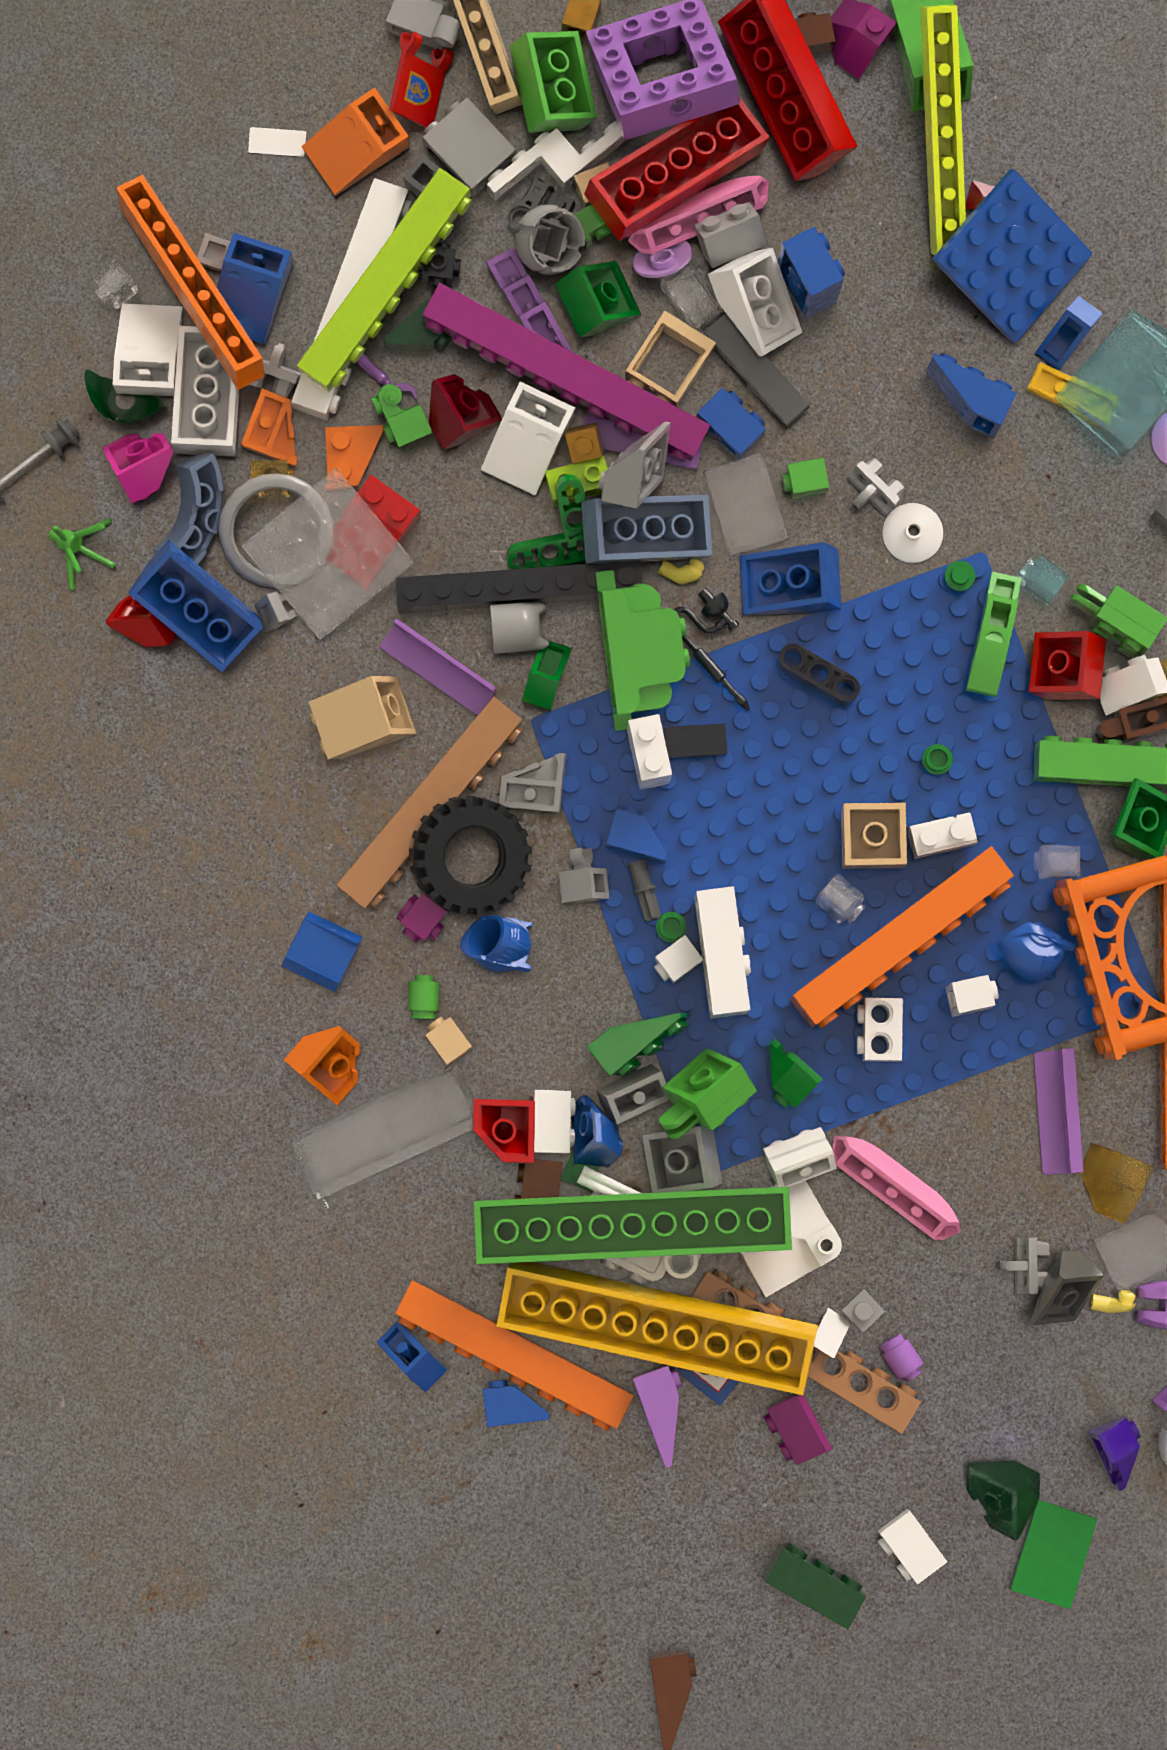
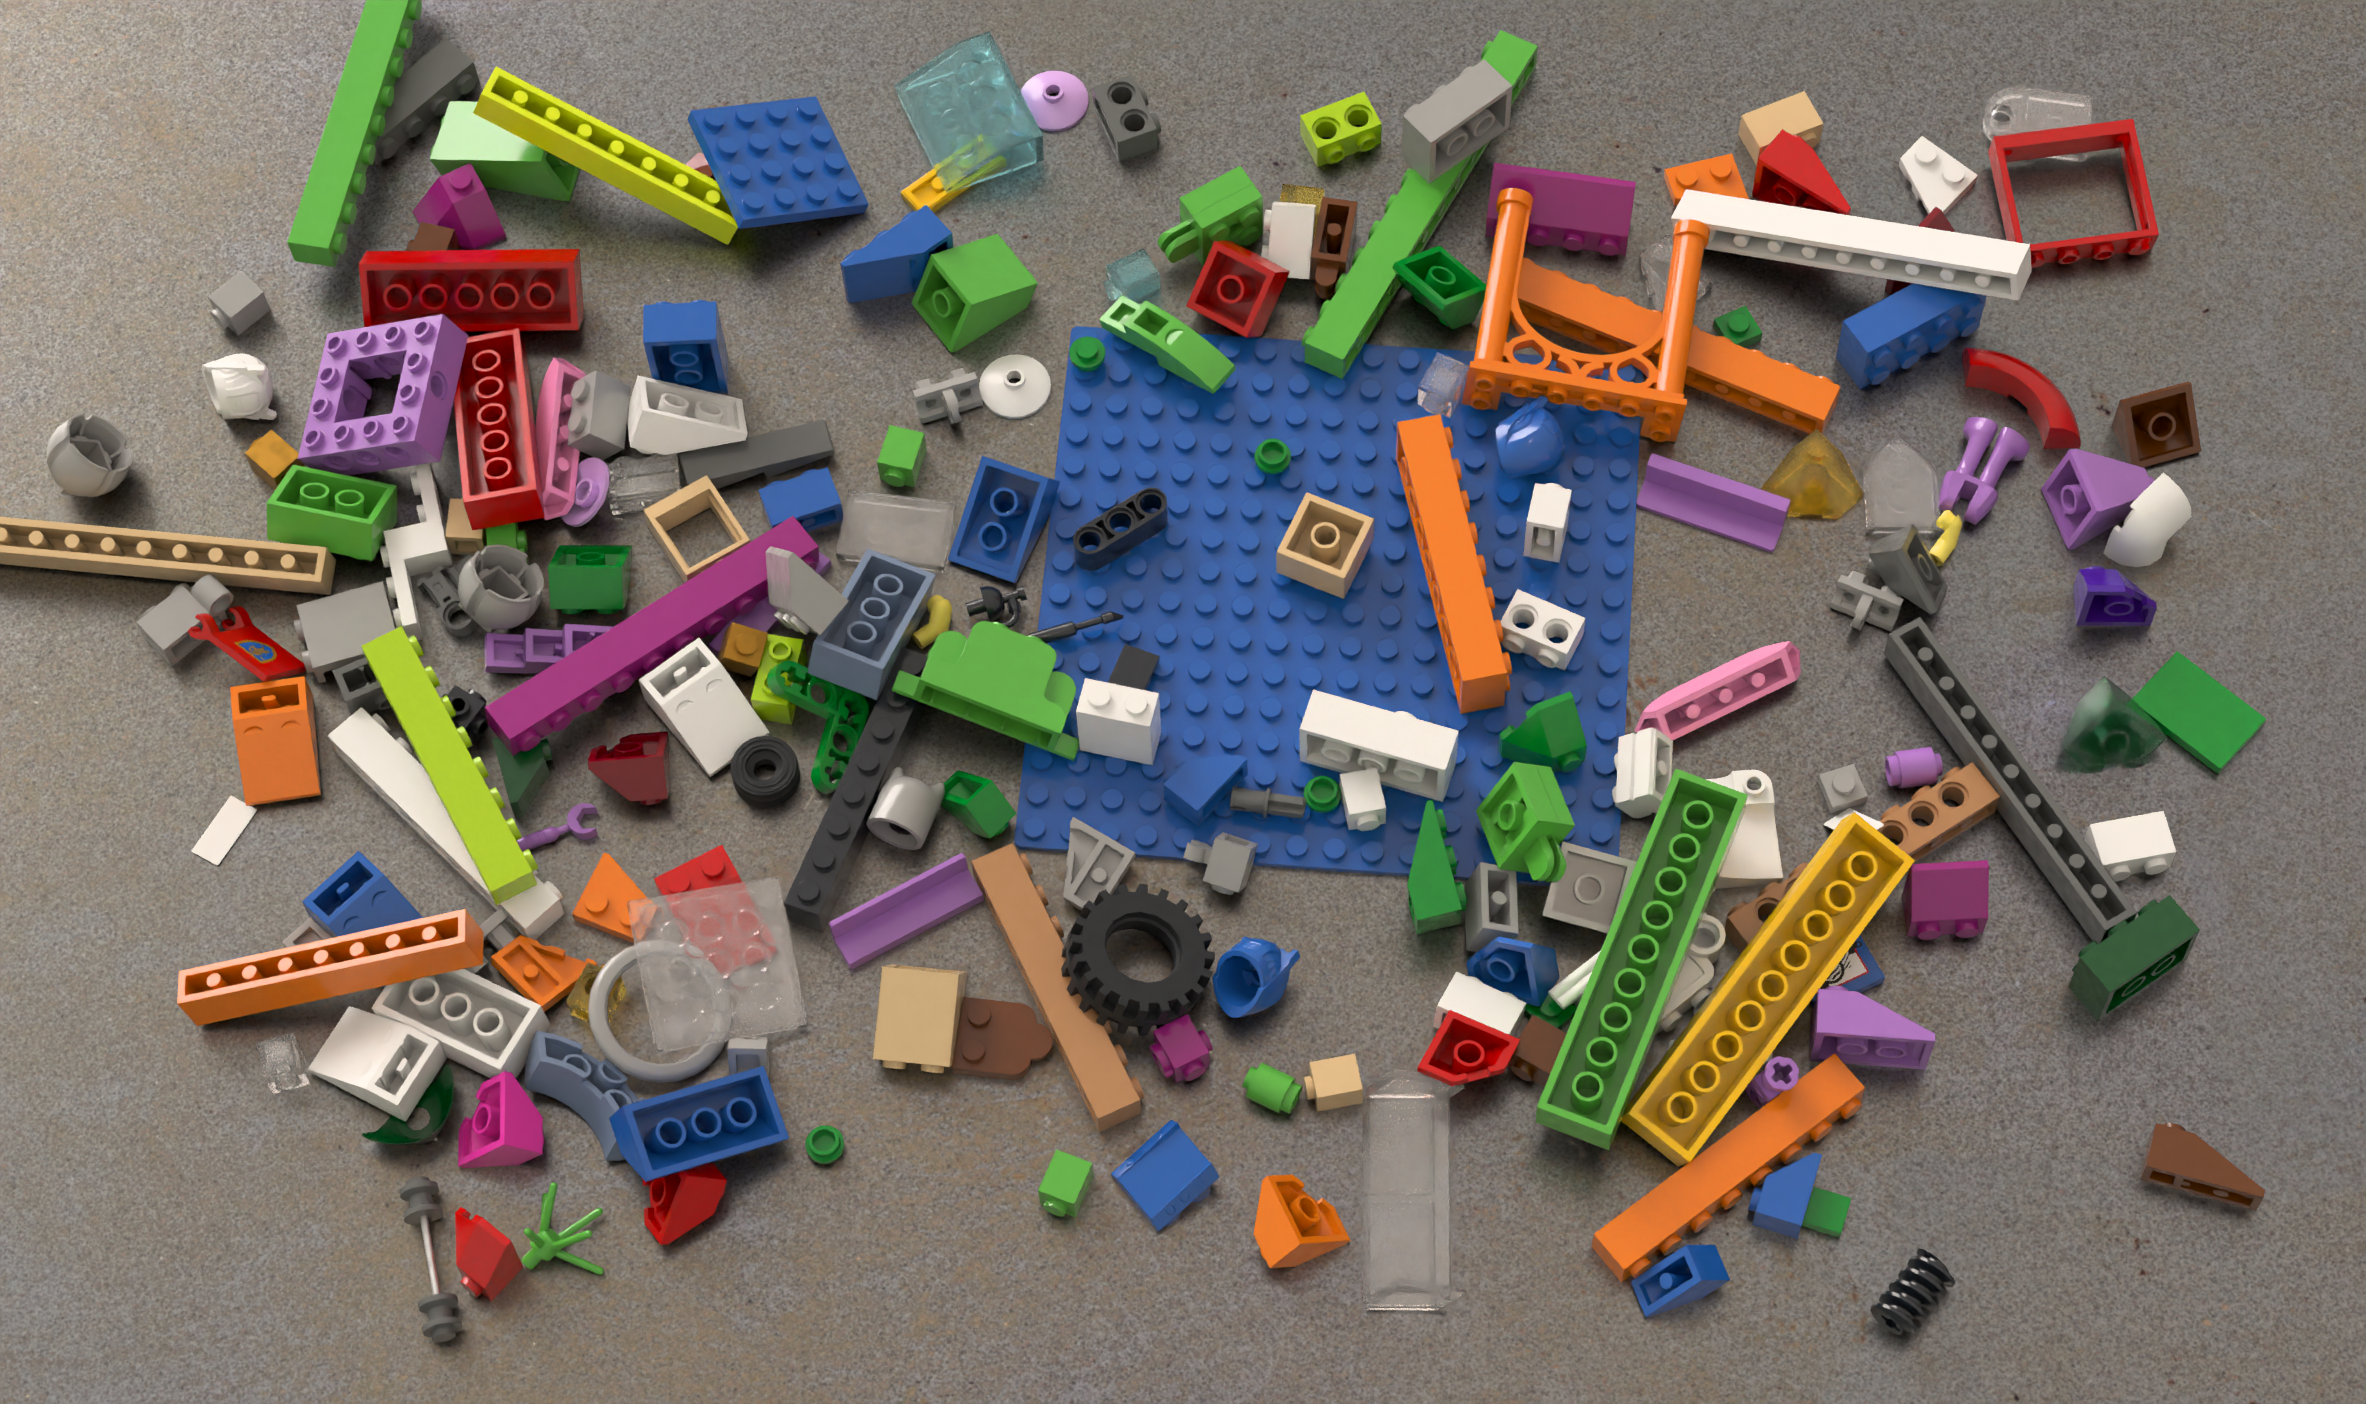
camera: 55 degrees left, 20 degrees down
(39, 501) = (483, 1256): none -> red slope
(235, 698) = (824, 1144): none -> green plate
(281, 884) = (1065, 1184): none -> bright green brick
(373, 782) = (999, 1039): none -> reddish brown plate
(402, 424) = (613, 831): bright green brick -> none
(476, 1529) = (1911, 1293): none -> black piece
(501, 491) = (762, 751): none -> black tyre
(515, 1439) = (1826, 1212): none -> green tile
(592, 1361) = (1778, 1076): none -> medium lavender connector
(840, 900) = (1379, 604): clear brick -> none
(920, 1435) = (2023, 797): none -> dark grey brick
(942, 836) = (1360, 476): white brick -> none
(975, 462) = (972, 290): none -> bright green slope
(1068, 332) = (886, 150): blue slope -> none

